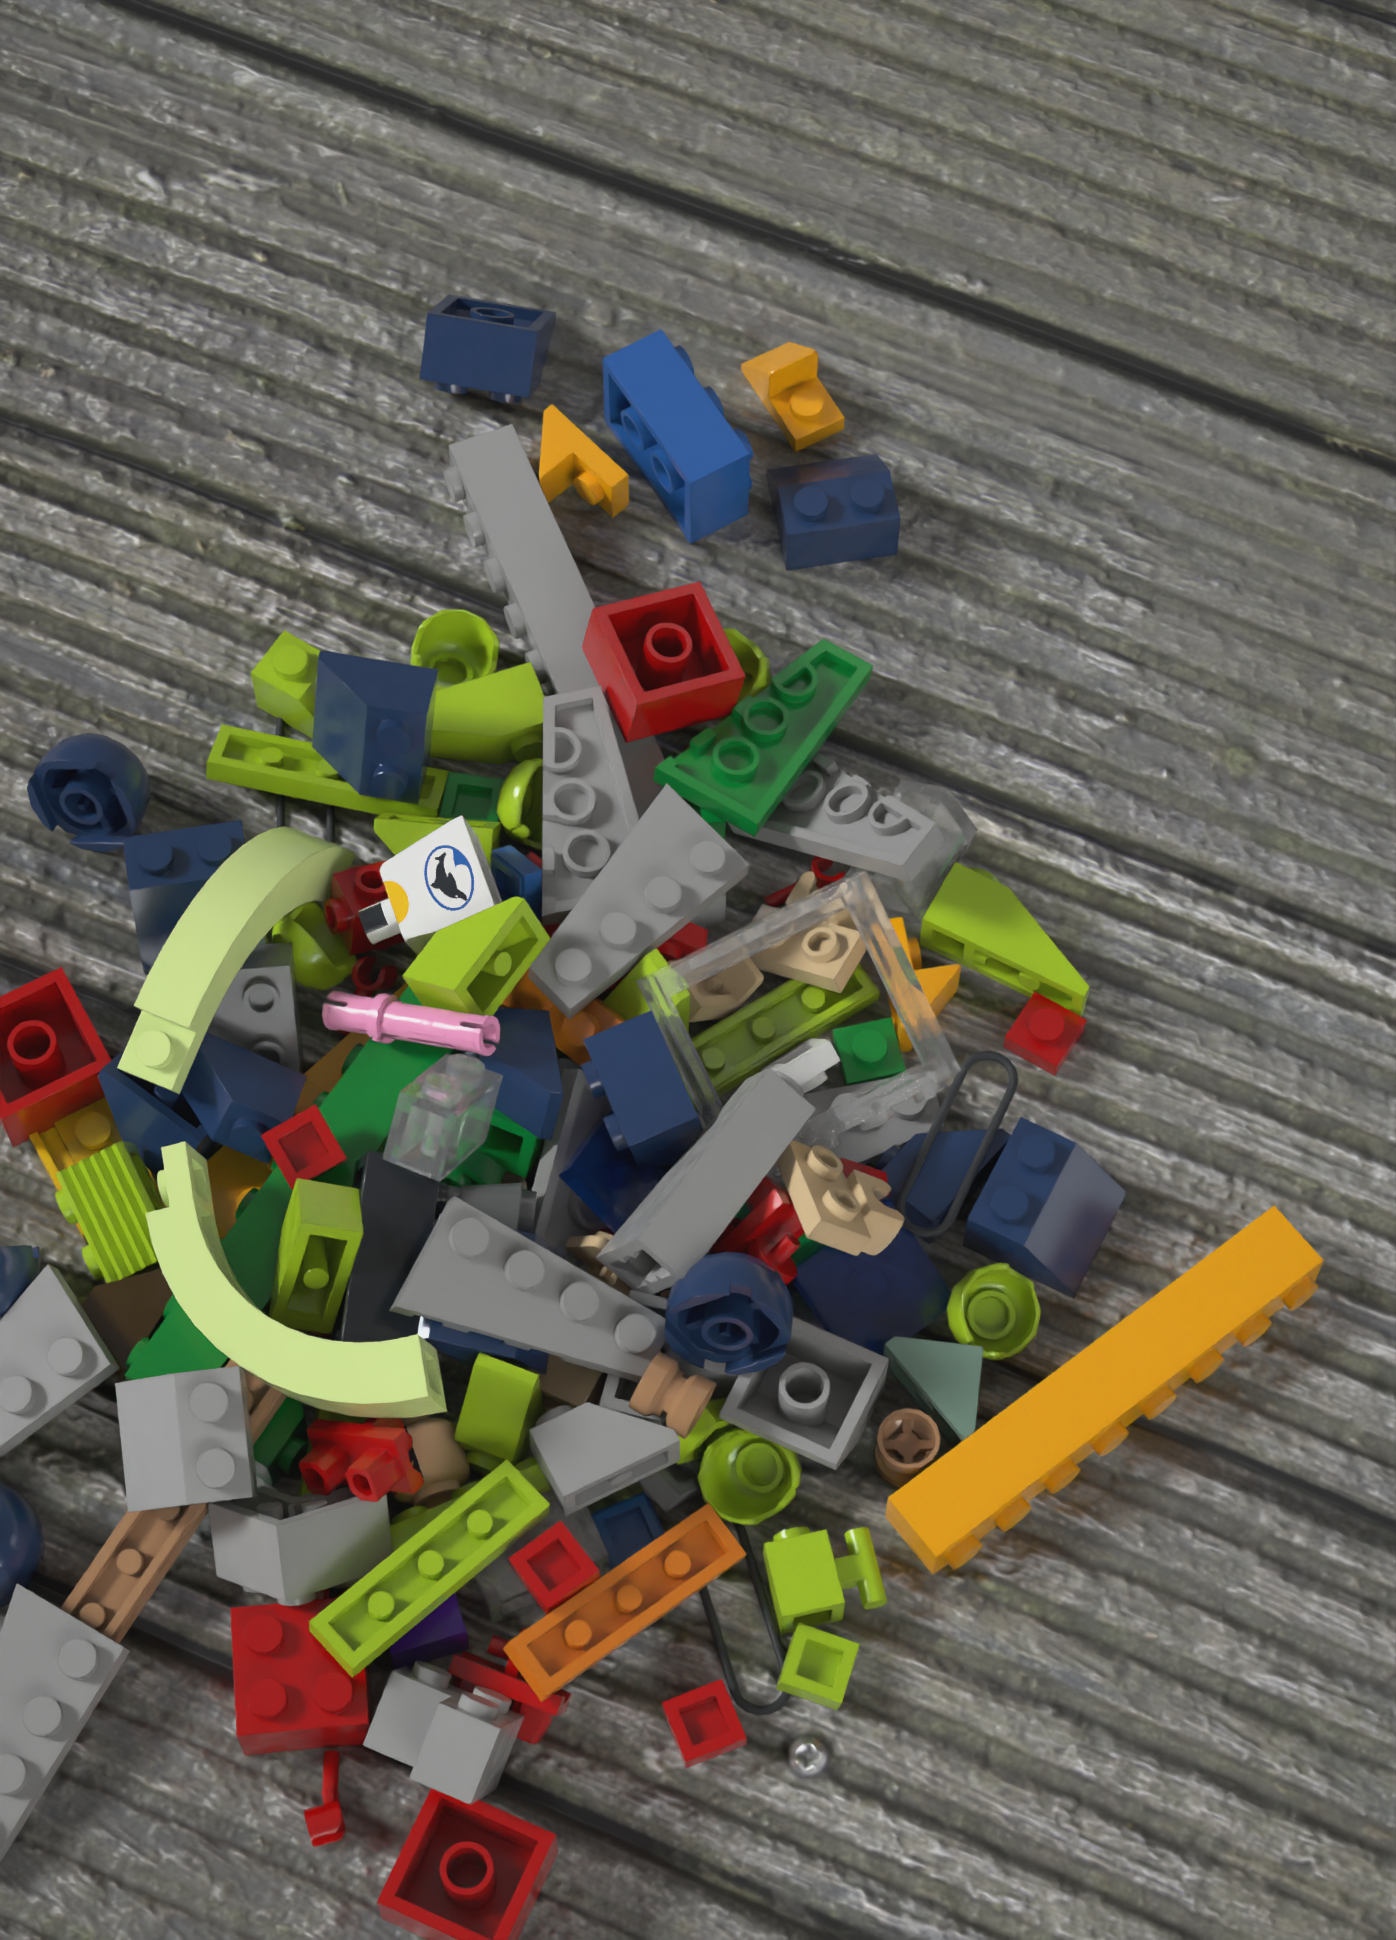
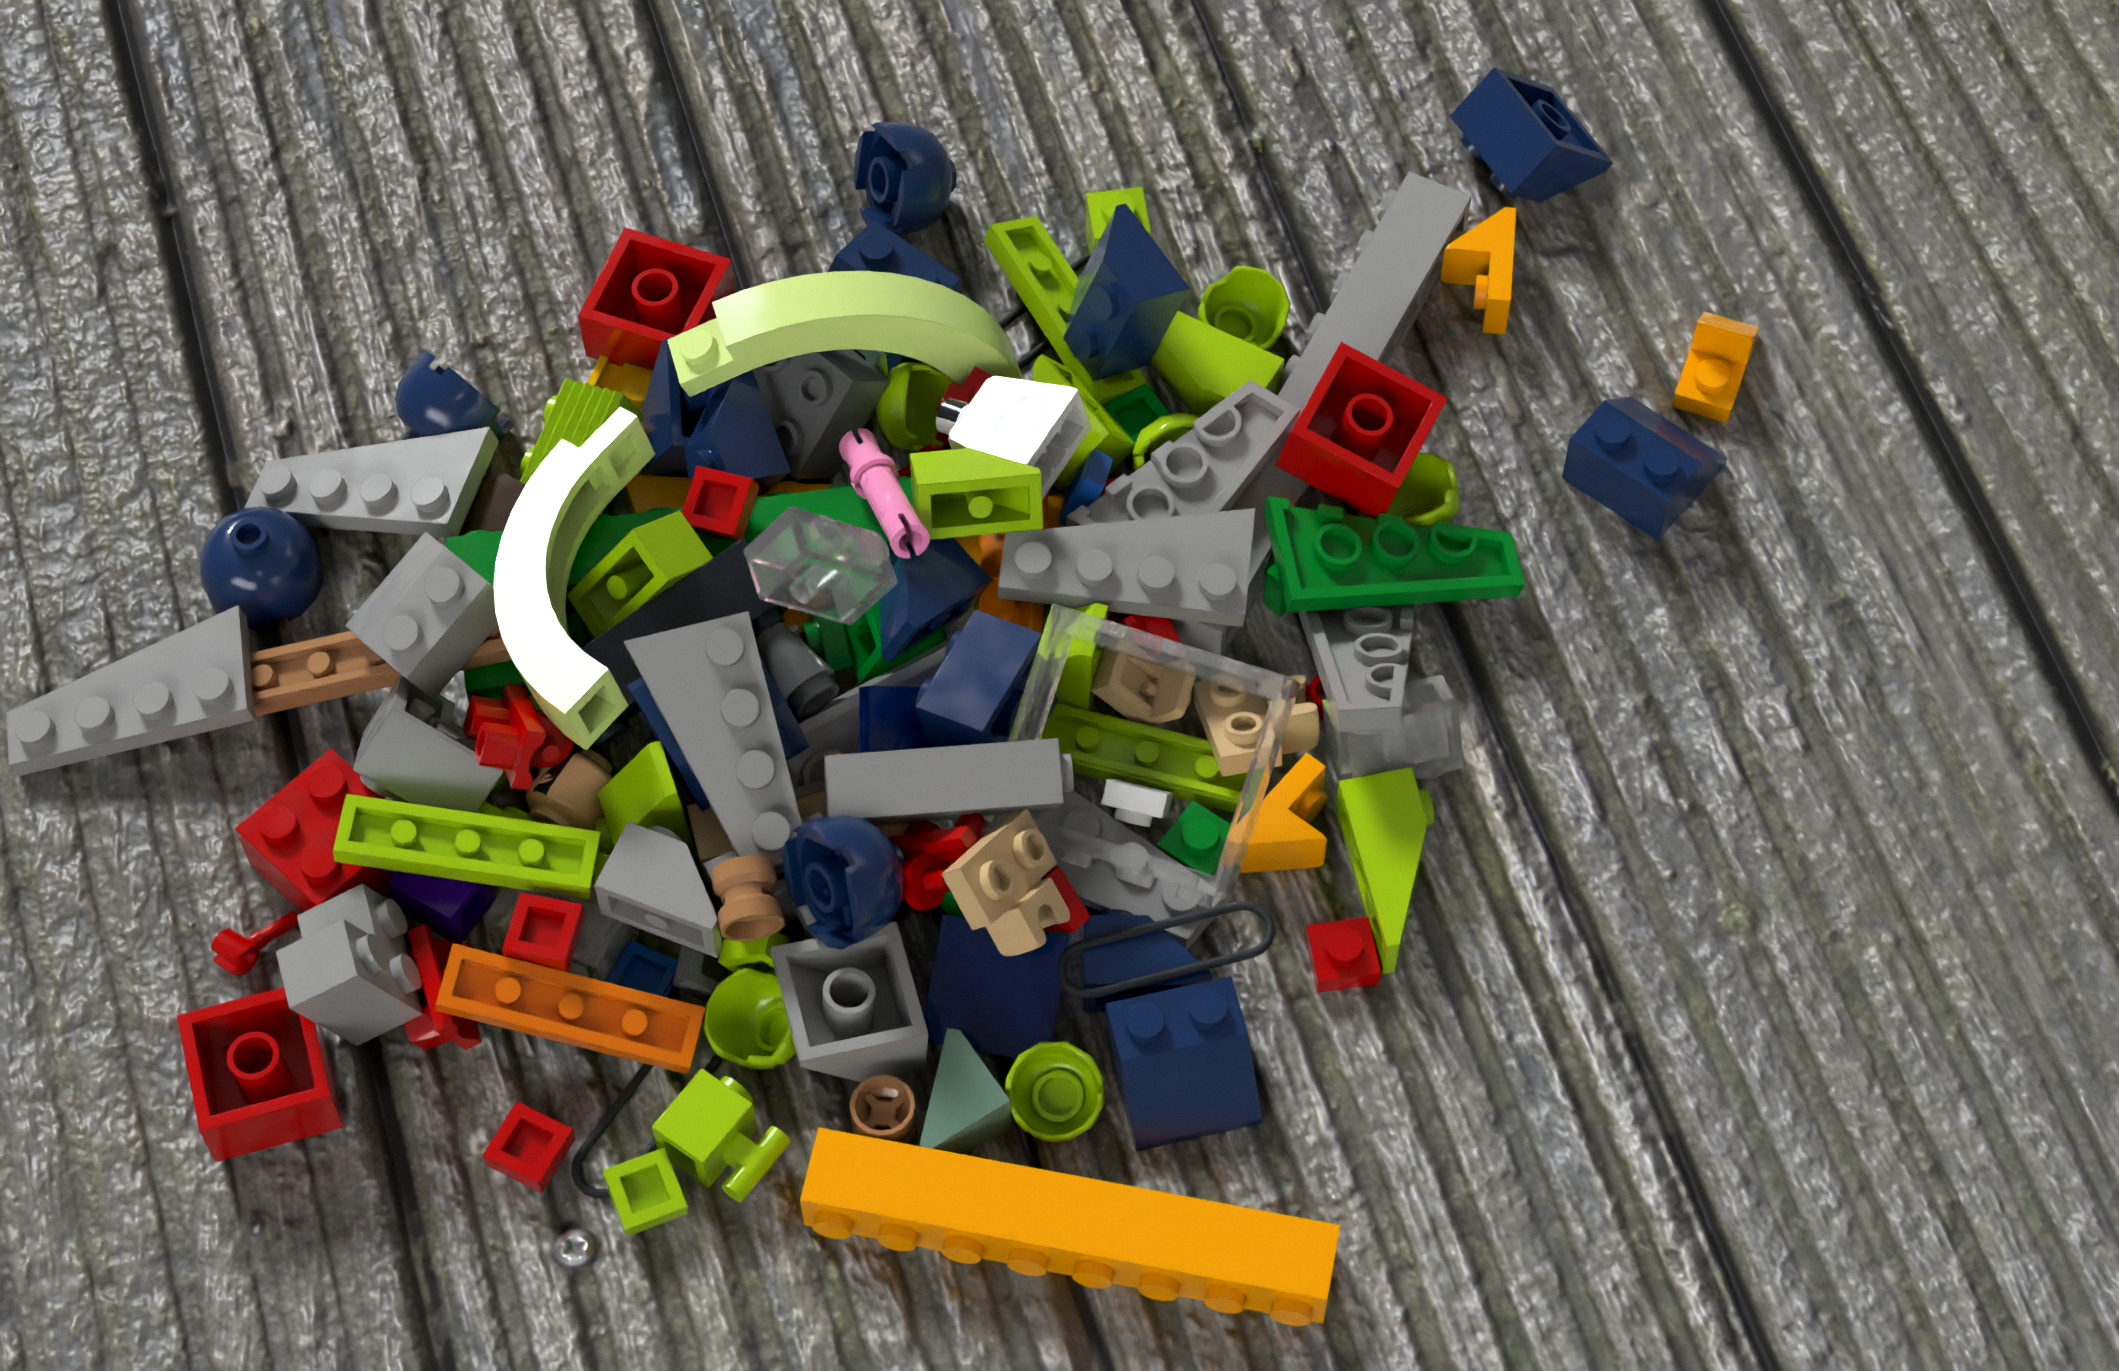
camera: 50 degrees right, 5 degrees down
(677, 435) = (1580, 306): blue brick -> none

